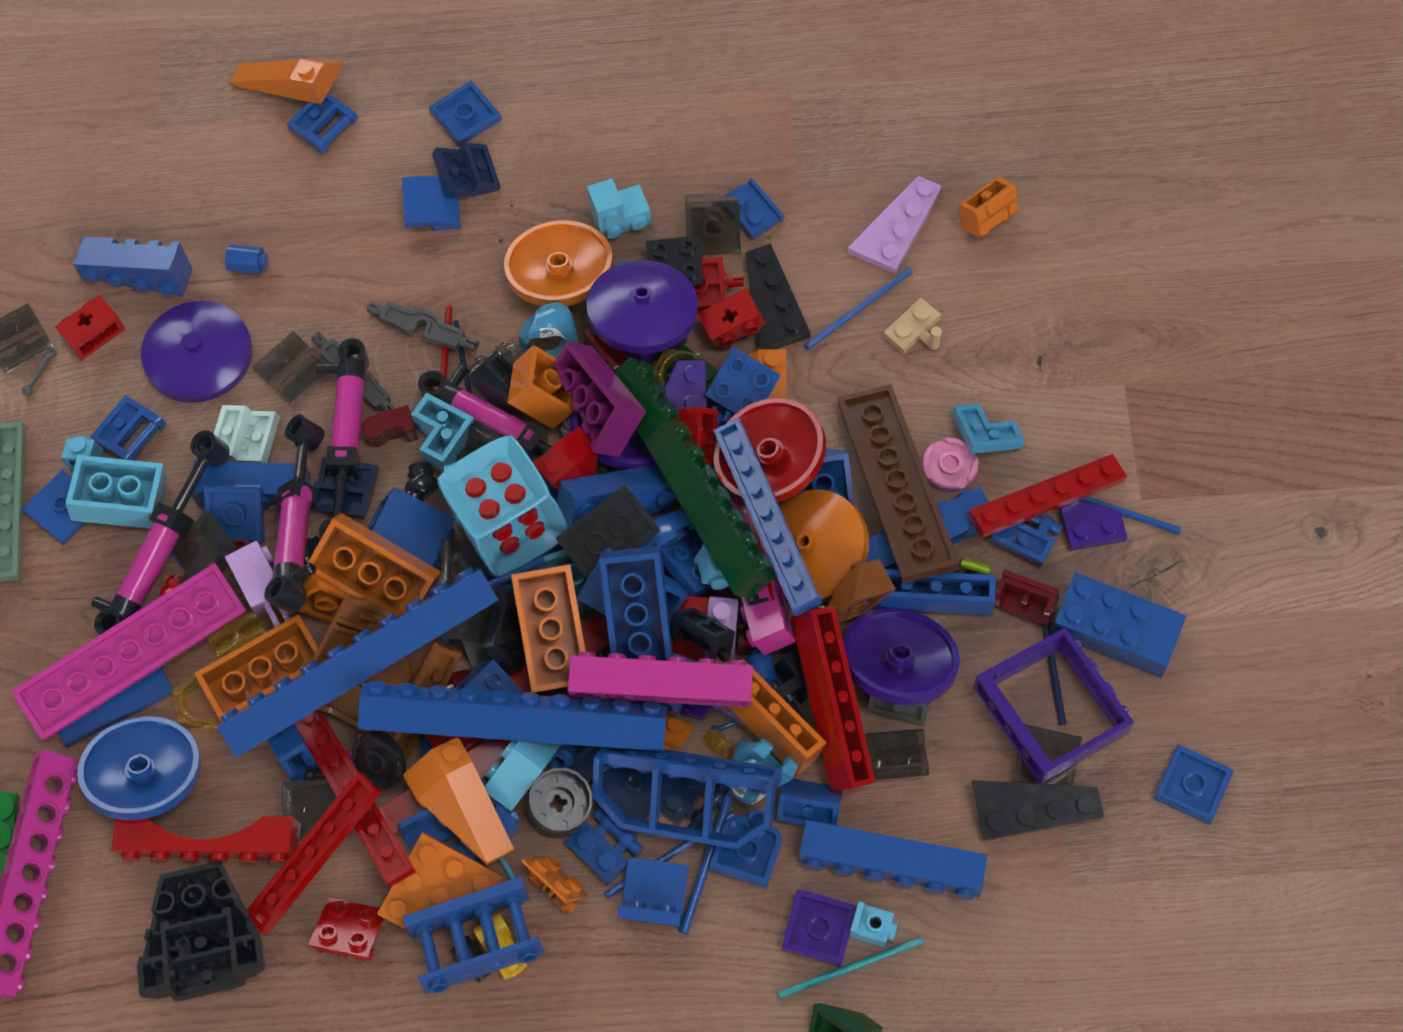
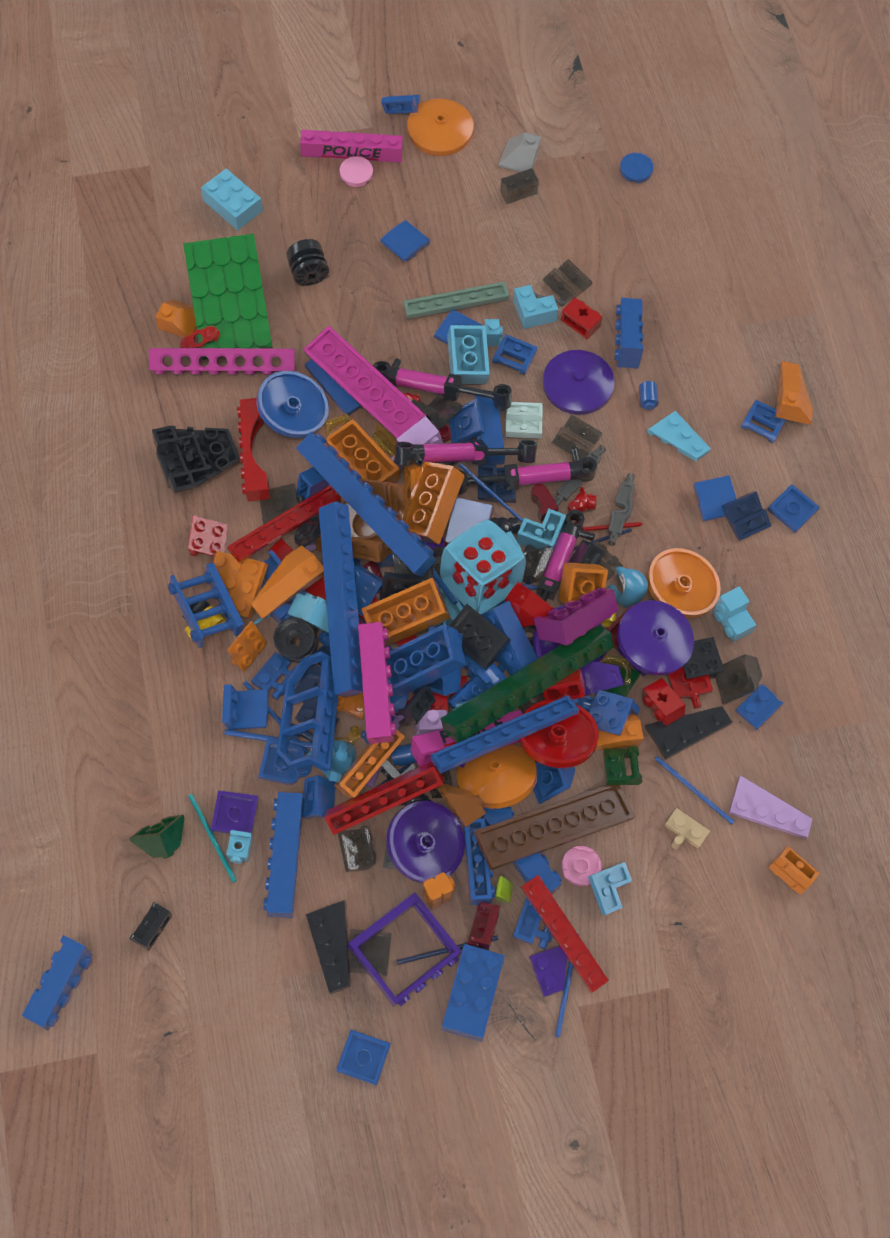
camera: 75 degrees right, 0 degrees up
(56, 395) = (534, 311): none -> medium azure brick
(313, 852) = (248, 505): red plate -> none
(318, 232) = (679, 434): none -> medium azure wing
(361, 494) = (491, 492): none -> blue piece
(401, 373) = (583, 502): none -> red animal
(819, 396) = (615, 766): none -> dark green plate
(974, 647) = (438, 890): none -> orange brick

